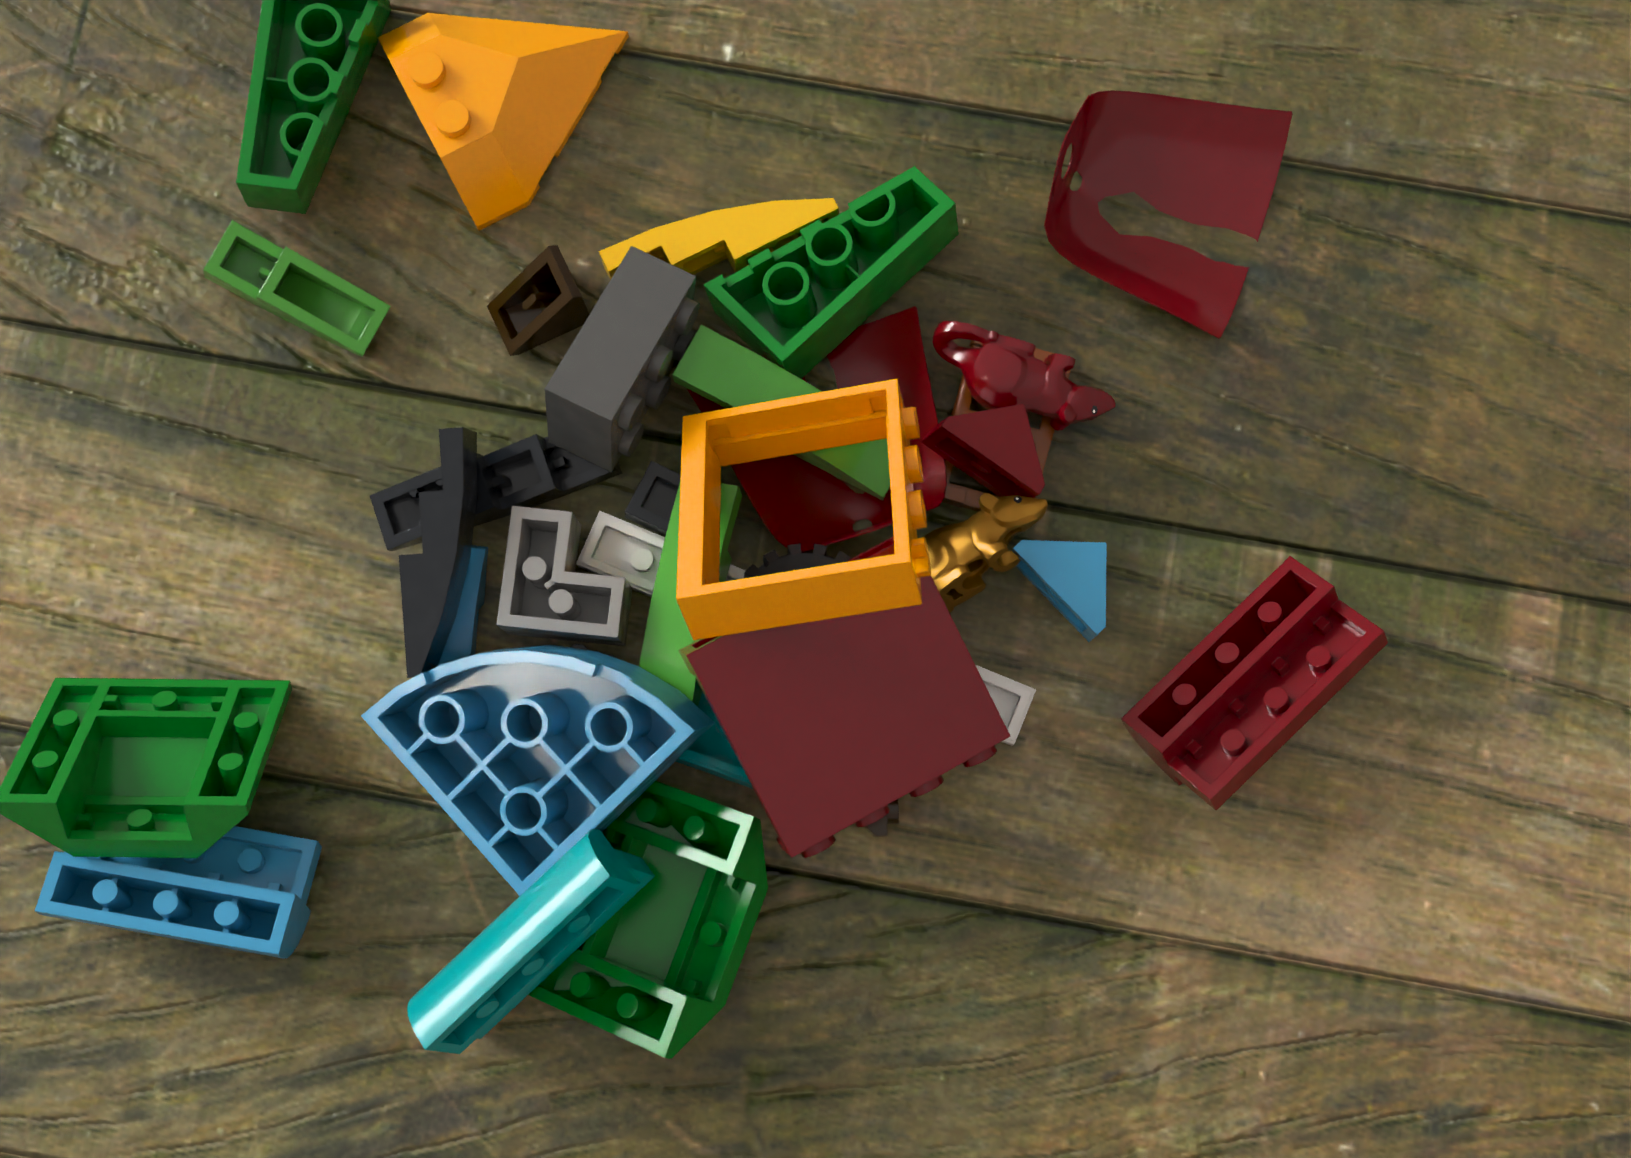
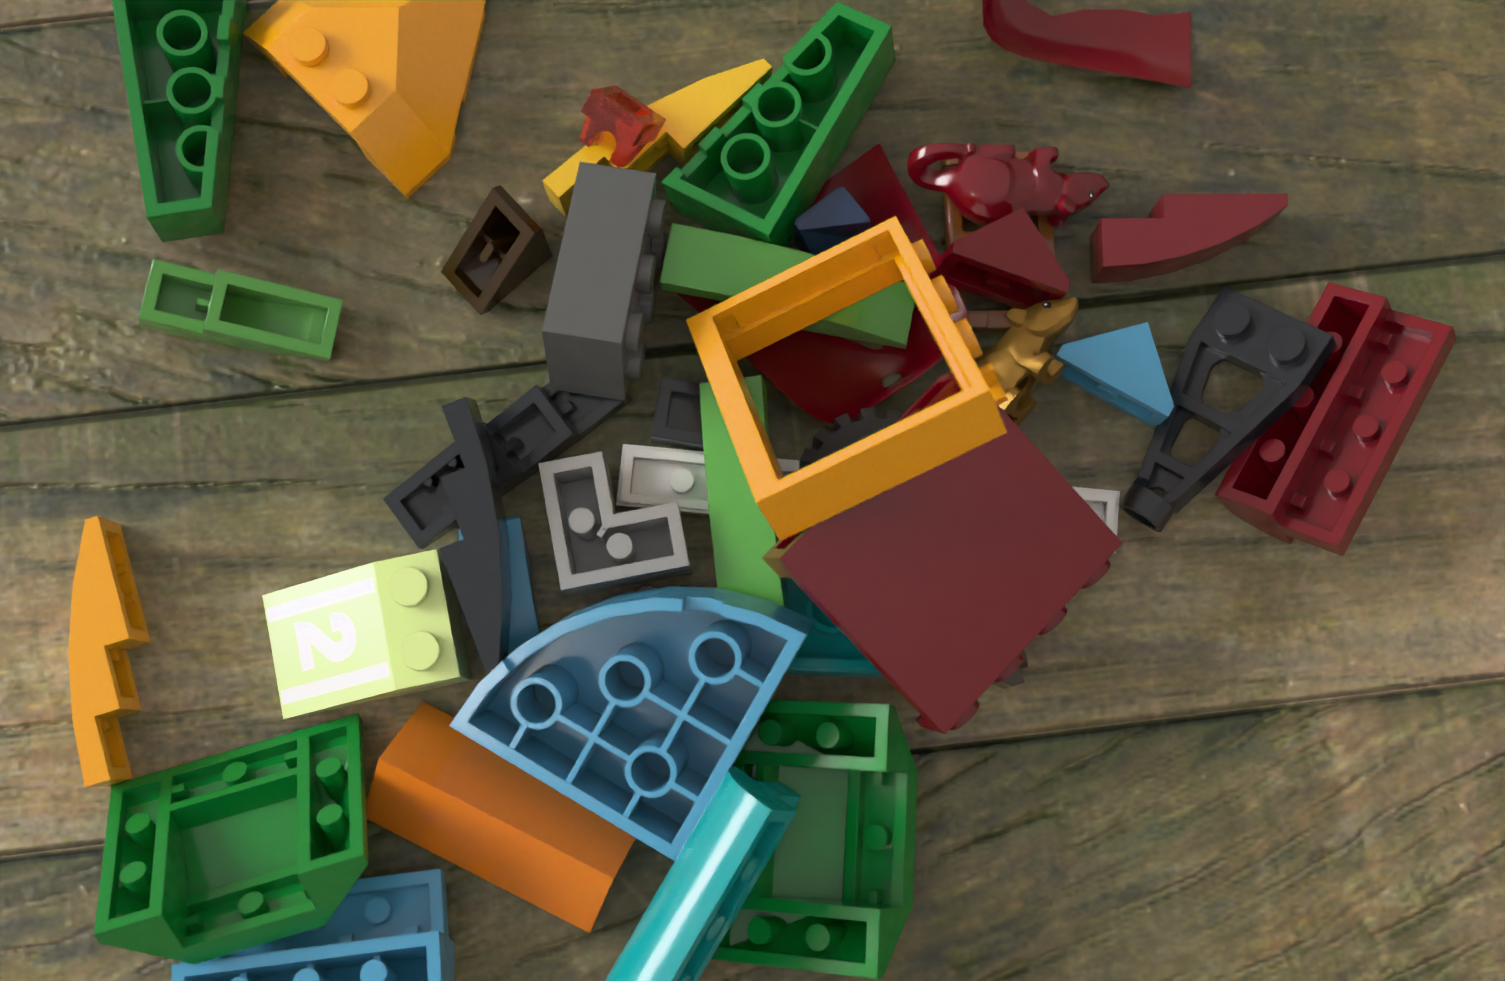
camera: 20 degrees left, 0 degrees up
(89, 535) = (103, 626): none -> light orange slope
(317, 614) = (366, 635): none -> yellowish green slope
(379, 813) = (495, 819): none -> orange slope
(685, 215) = (622, 116): none -> clear red tile
(846, 365) = (830, 222): none -> dark blue slope
(1168, 471) = (1178, 234): none -> dark red slope
(1205, 588) = (1255, 339): none -> black plate

